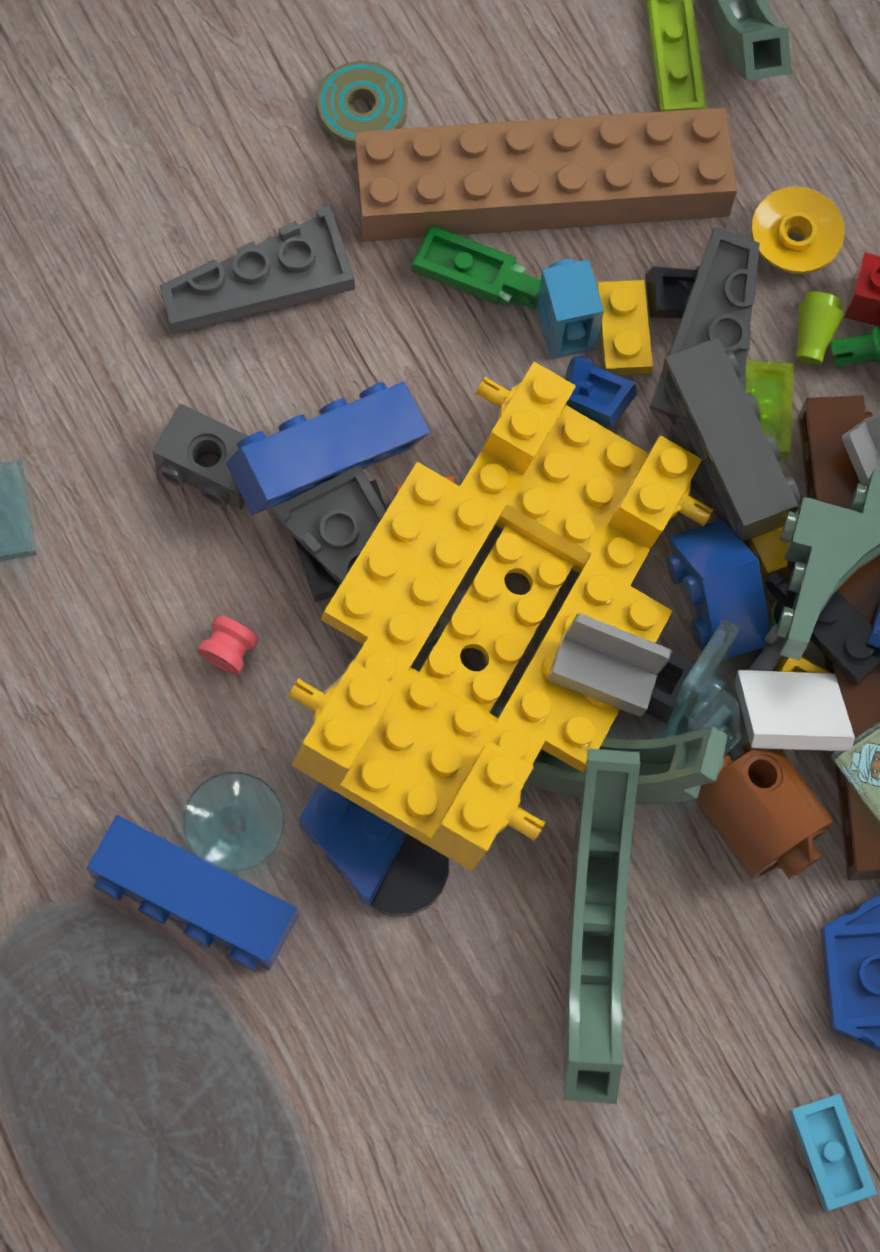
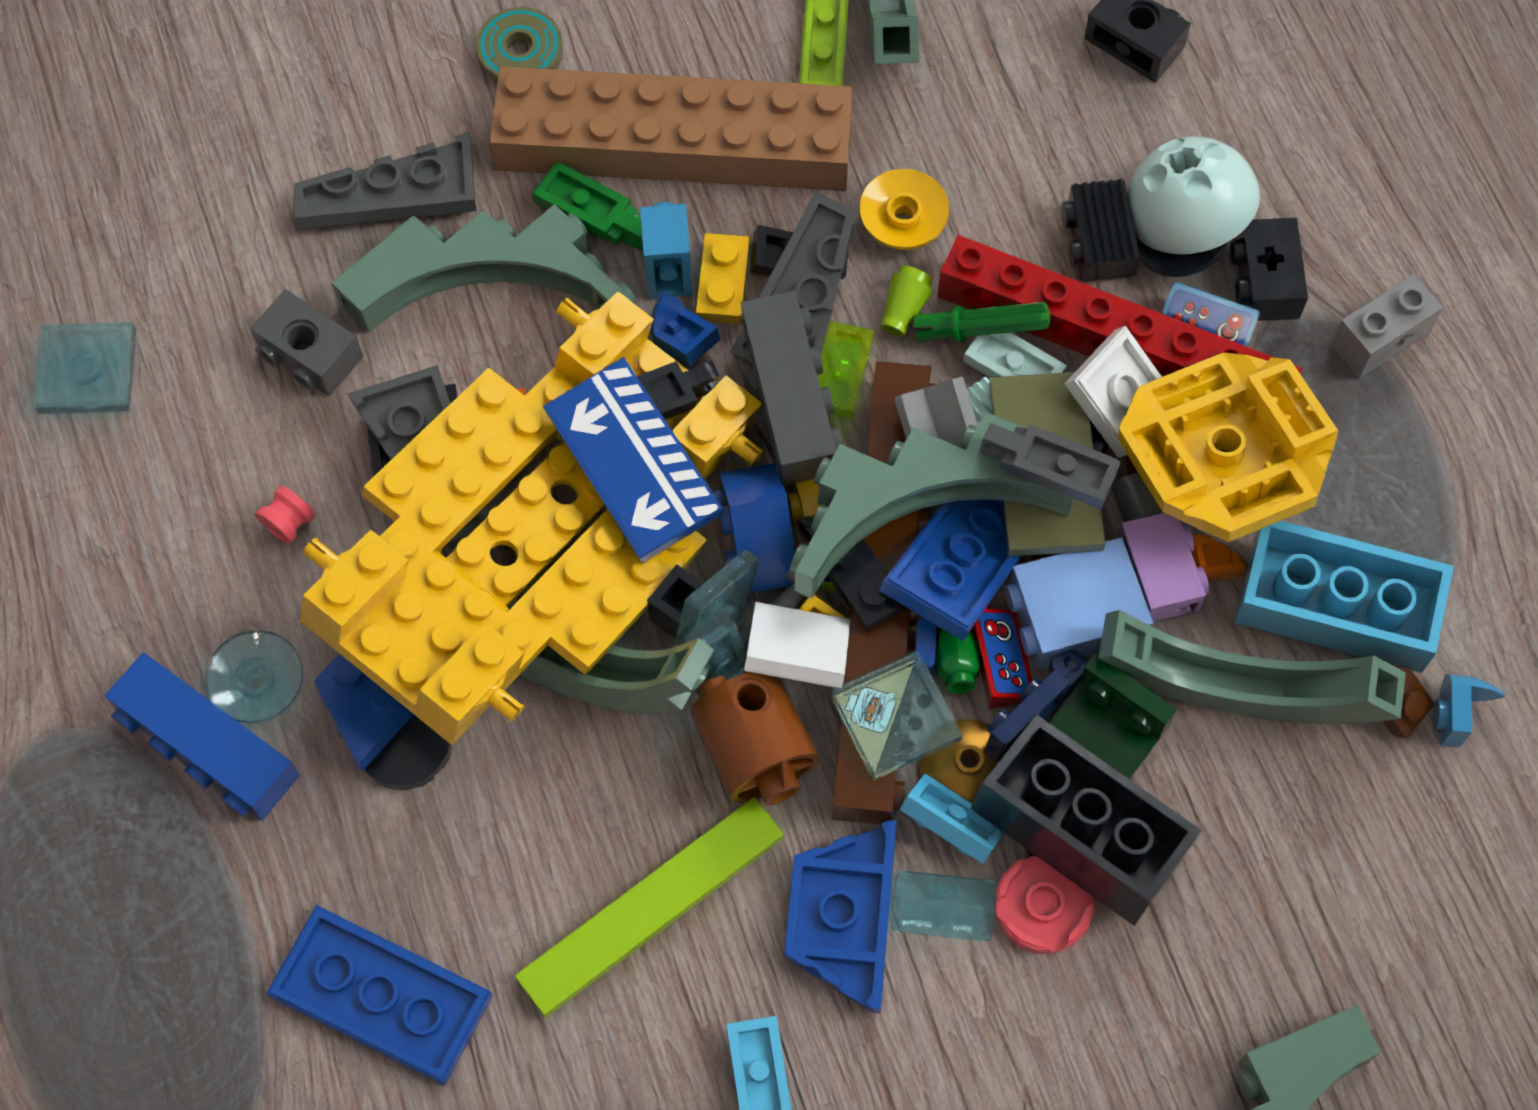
camera: 15 degrees right, 5 degrees down
(310, 353) = (421, 262): none -> sand green arch
(323, 447) = (392, 345): blue brick -> none
(431, 1133) = (380, 995): none -> blue tile
(590, 538) = (633, 460): none -> blue tile
(598, 927) = (572, 819): sand green arch -> none
(608, 664) = (623, 574): light grey panel -> none
(611, 460) = (678, 390): none -> black plate
(698, 988) = (649, 907): none -> lime tile

